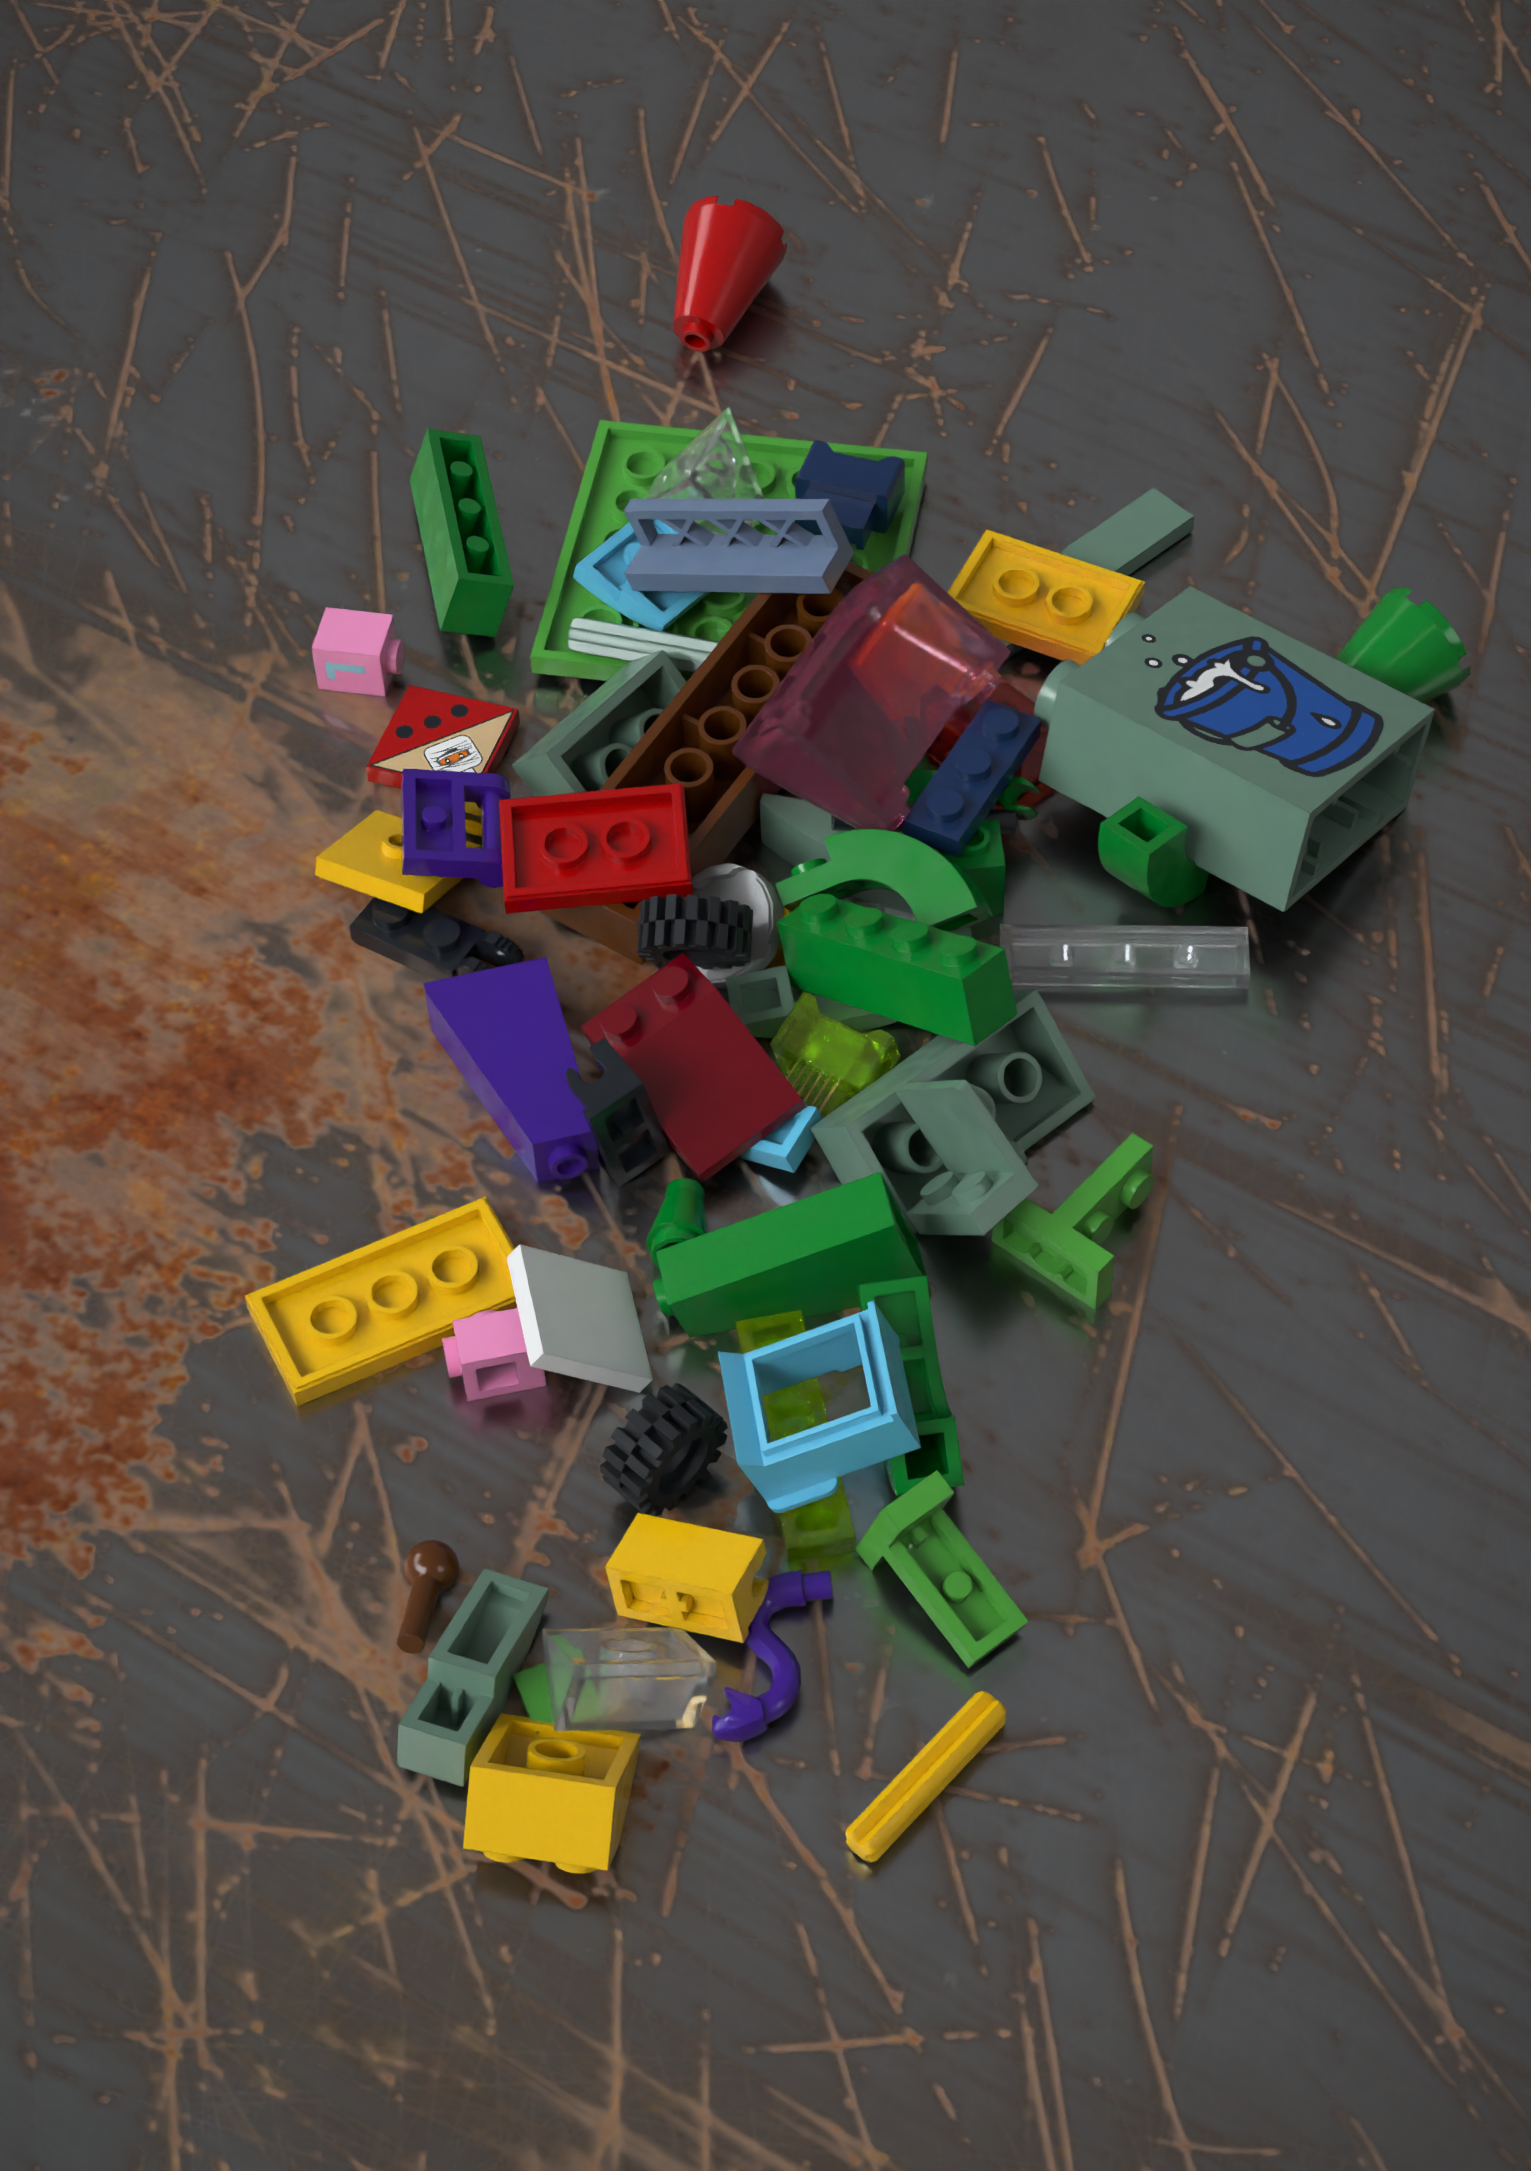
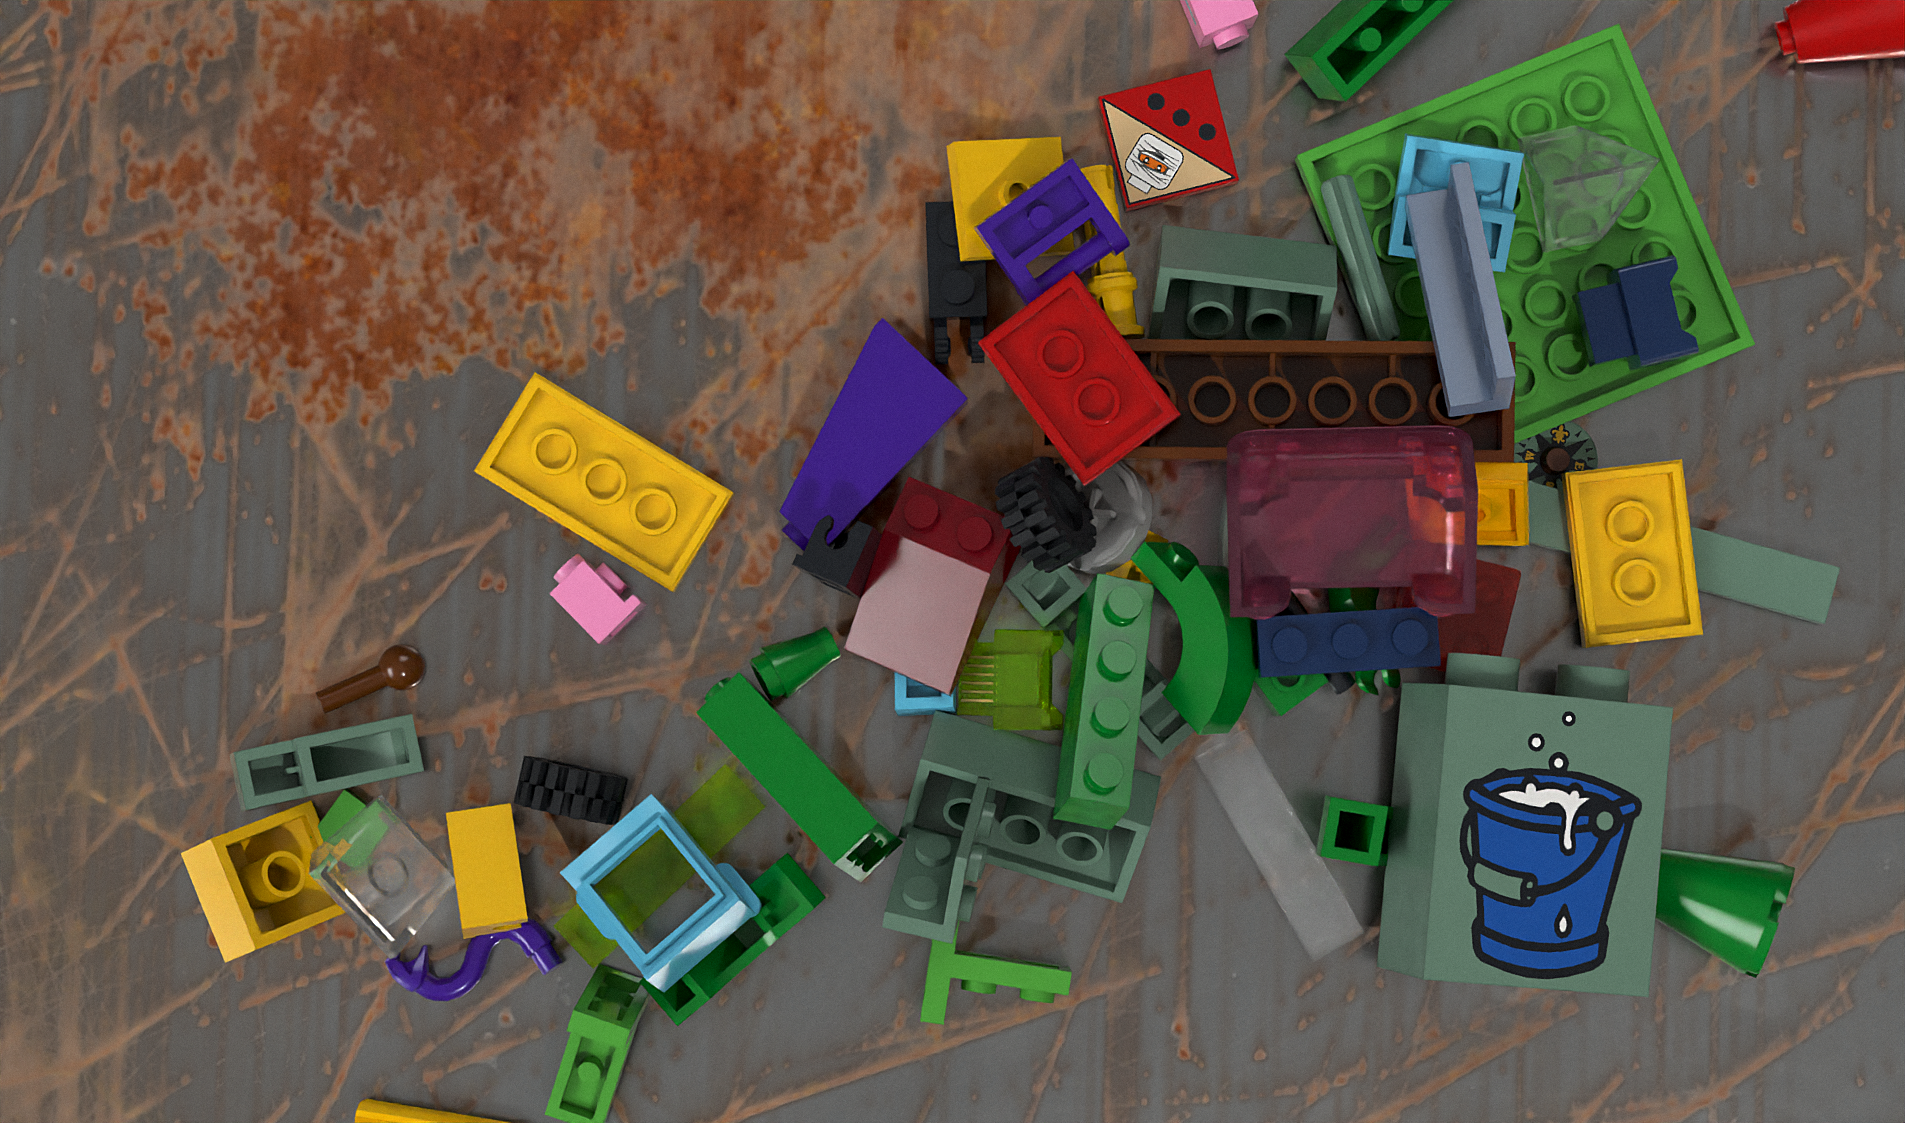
camera: 55 degrees right, 35 degrees up
(579, 1319) = (650, 648): white tile -> none

